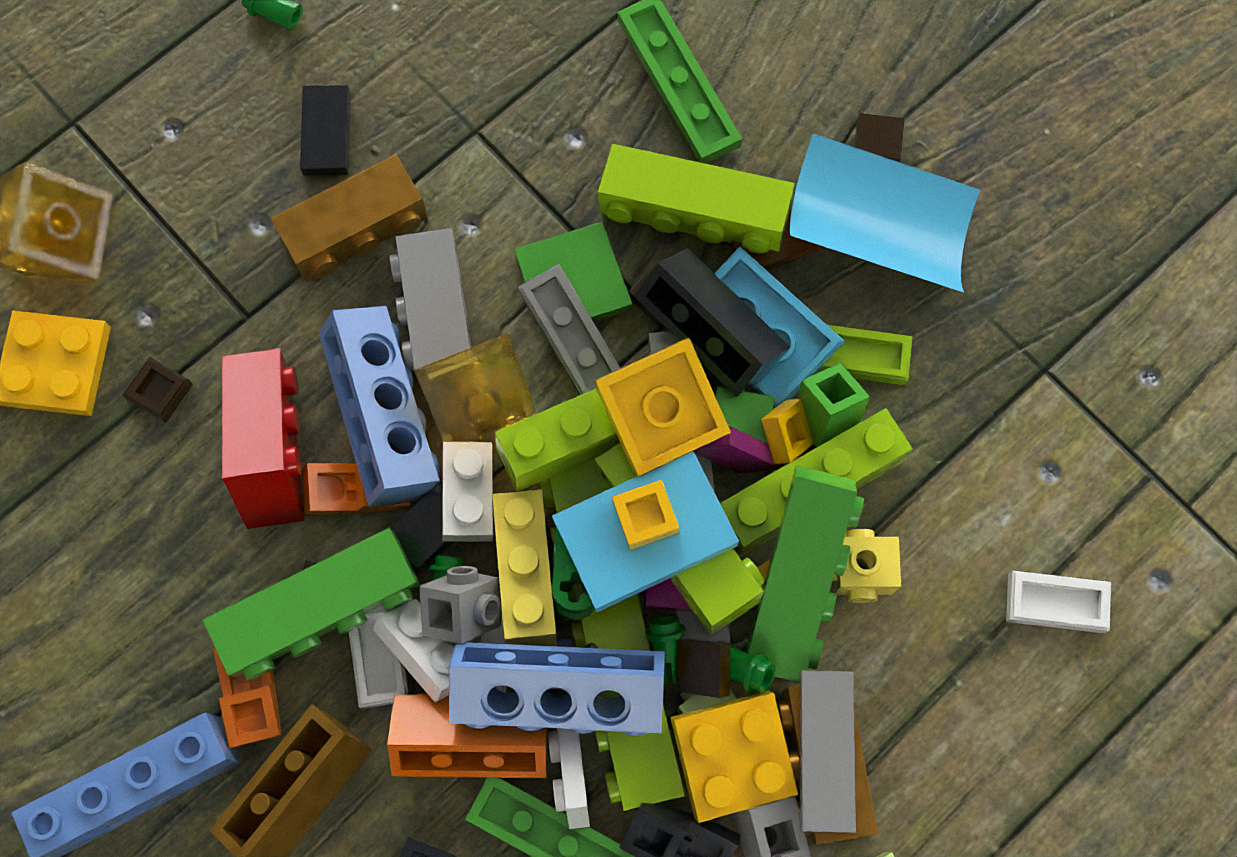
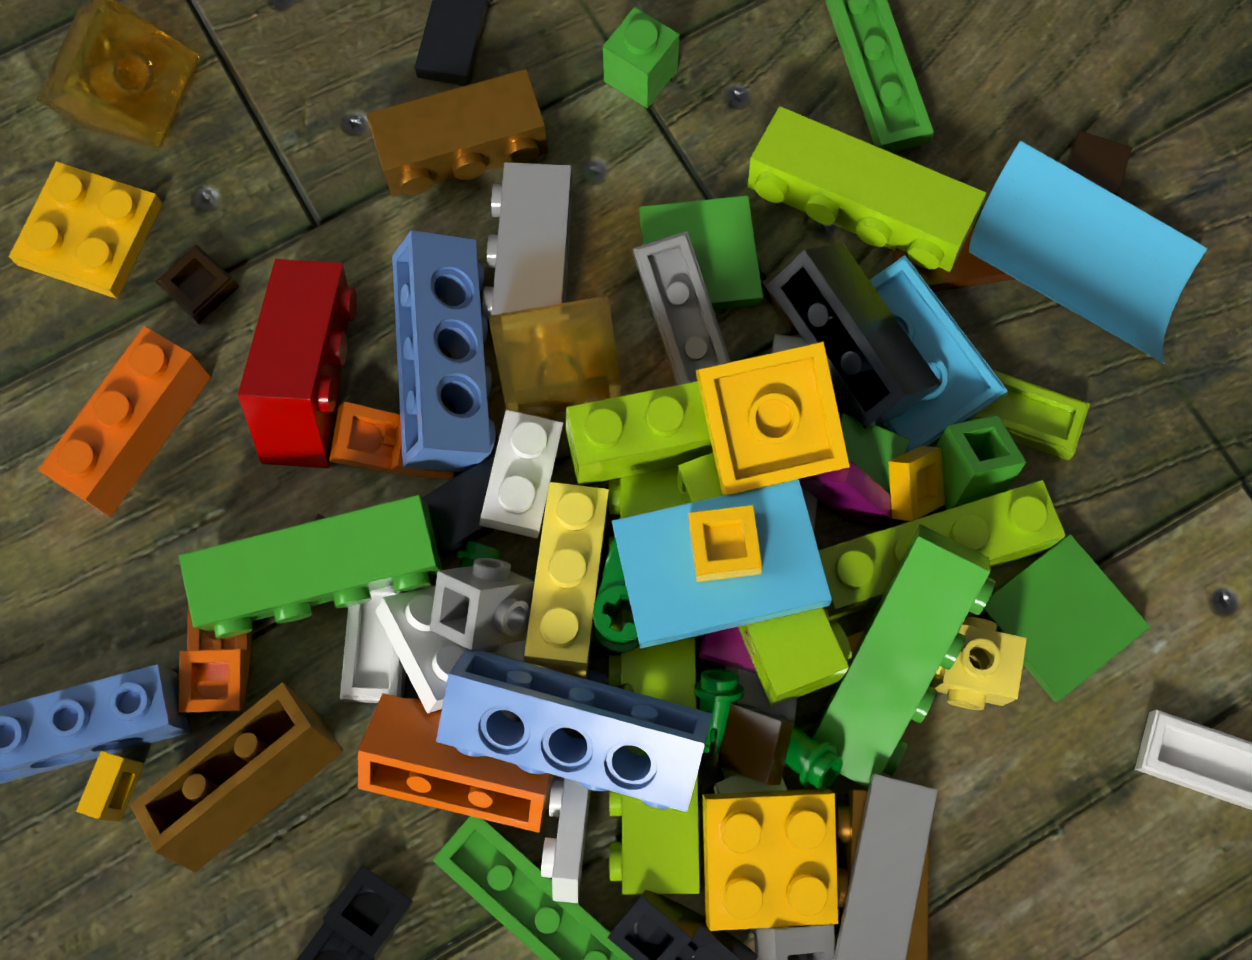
camera: 15 degrees right, 0 degrees up
(127, 518) = (126, 421): none -> orange brick
(186, 821) = (110, 787): none -> yellow tile
(488, 123) = (640, 57): none -> bright green brick
(927, 511) = (1068, 615): none -> bright green tile

